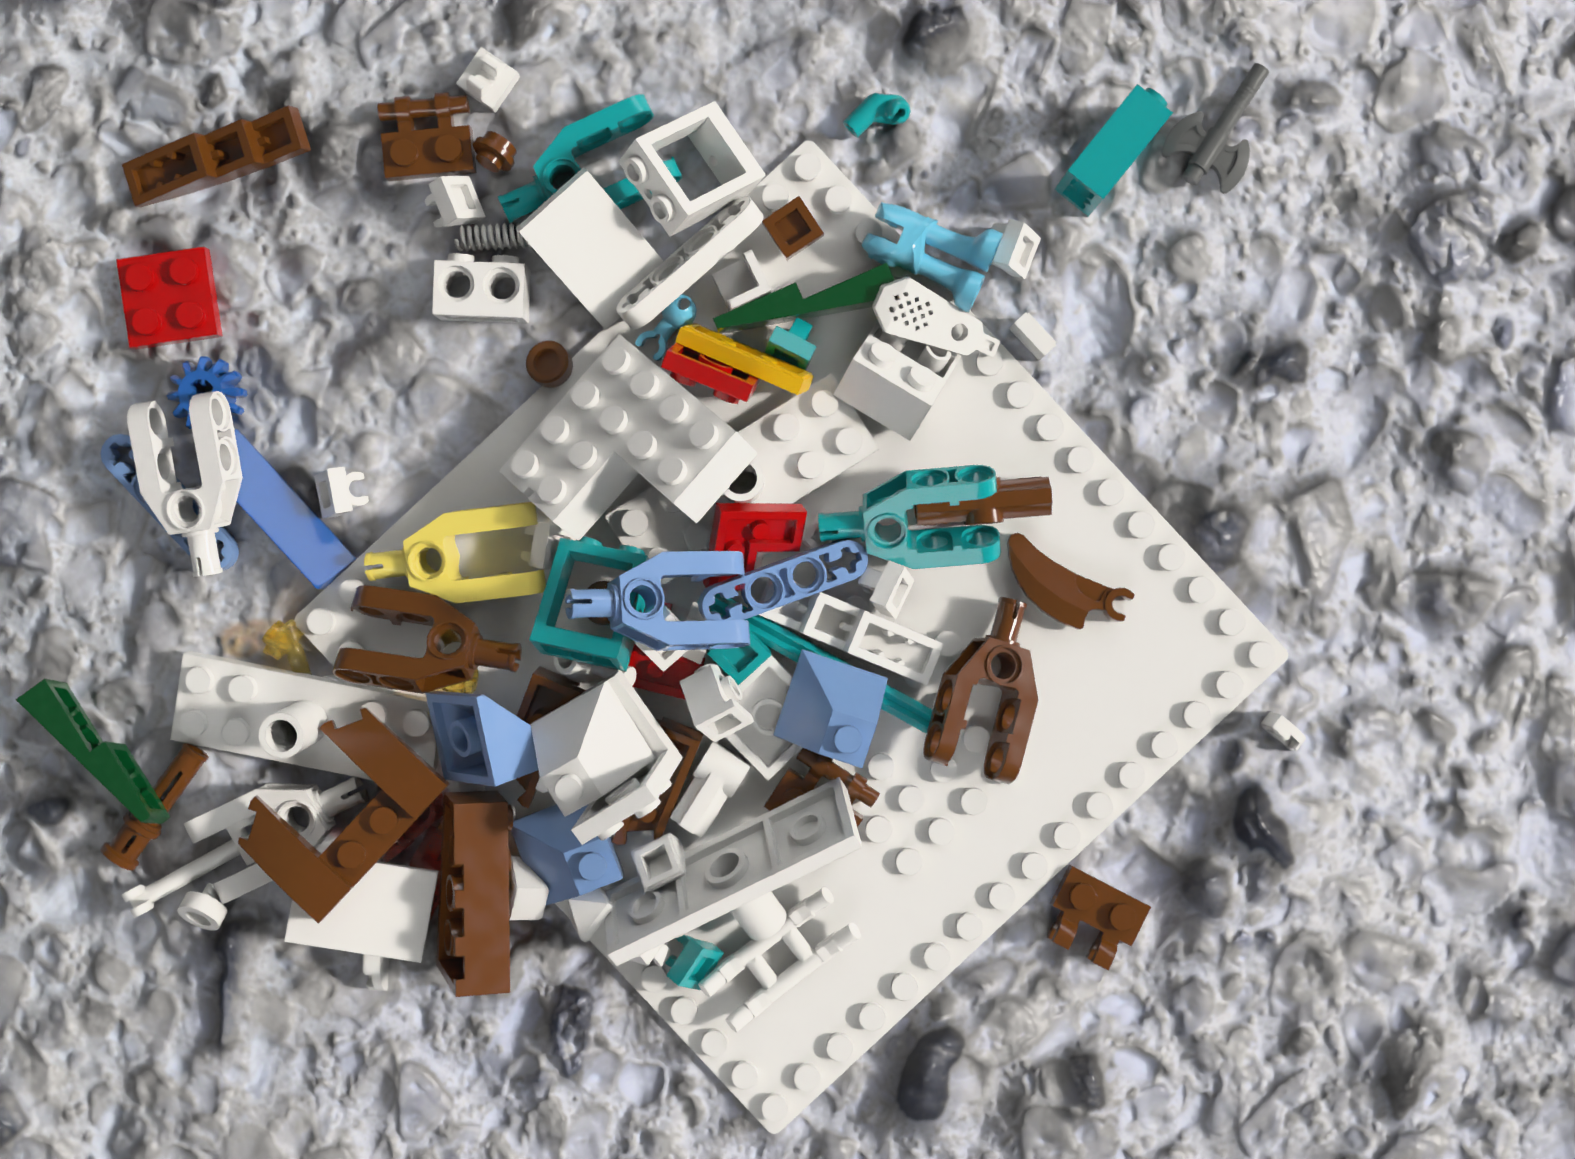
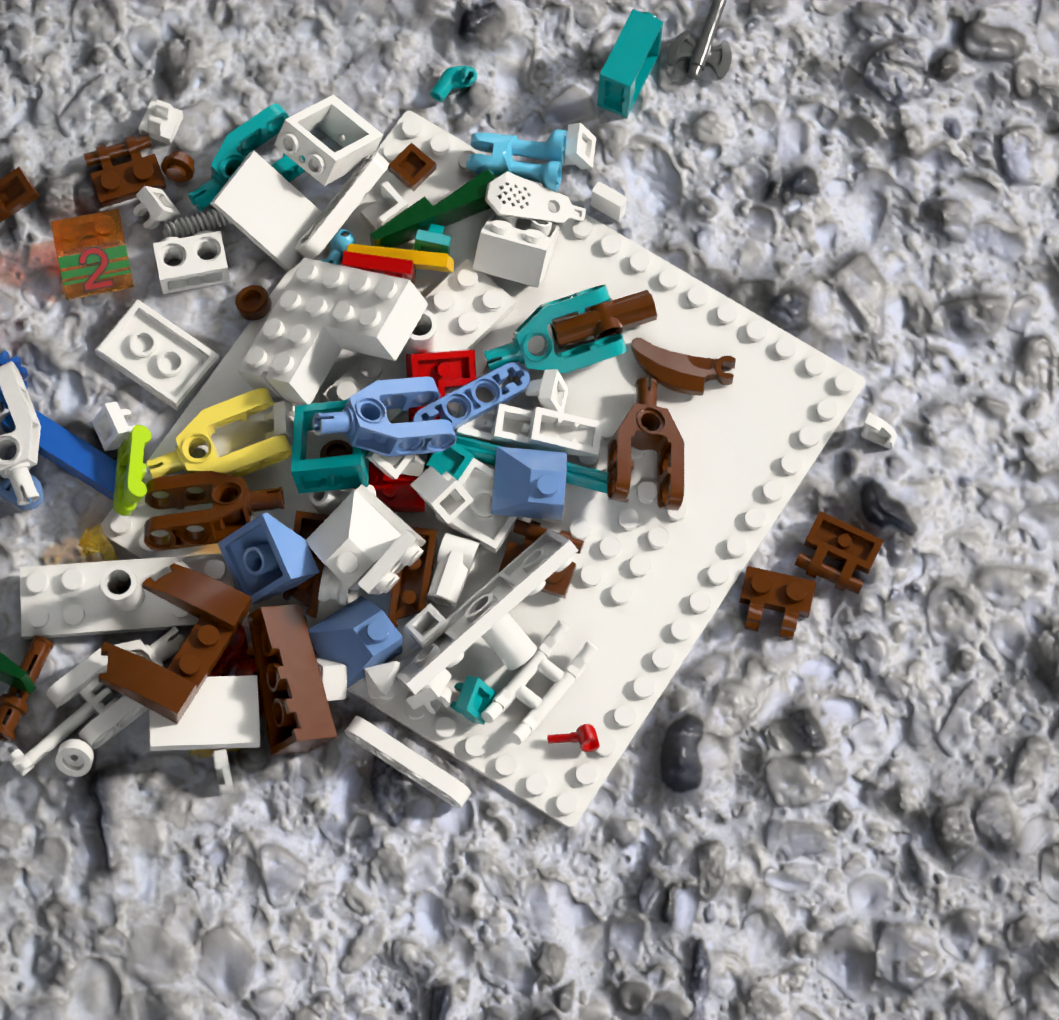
camera: 10 degrees left, 20 degrees down
(342, 565) = (131, 471): none -> lime plate
(359, 250) = (92, 254): none -> clear orange slope
(414, 404) = (157, 355): none -> white tile
(597, 1013) = (407, 762): none -> white beam
(818, 1038) = (585, 735): none -> red hand
(1199, 866) = (843, 543): none -> reddish brown plate

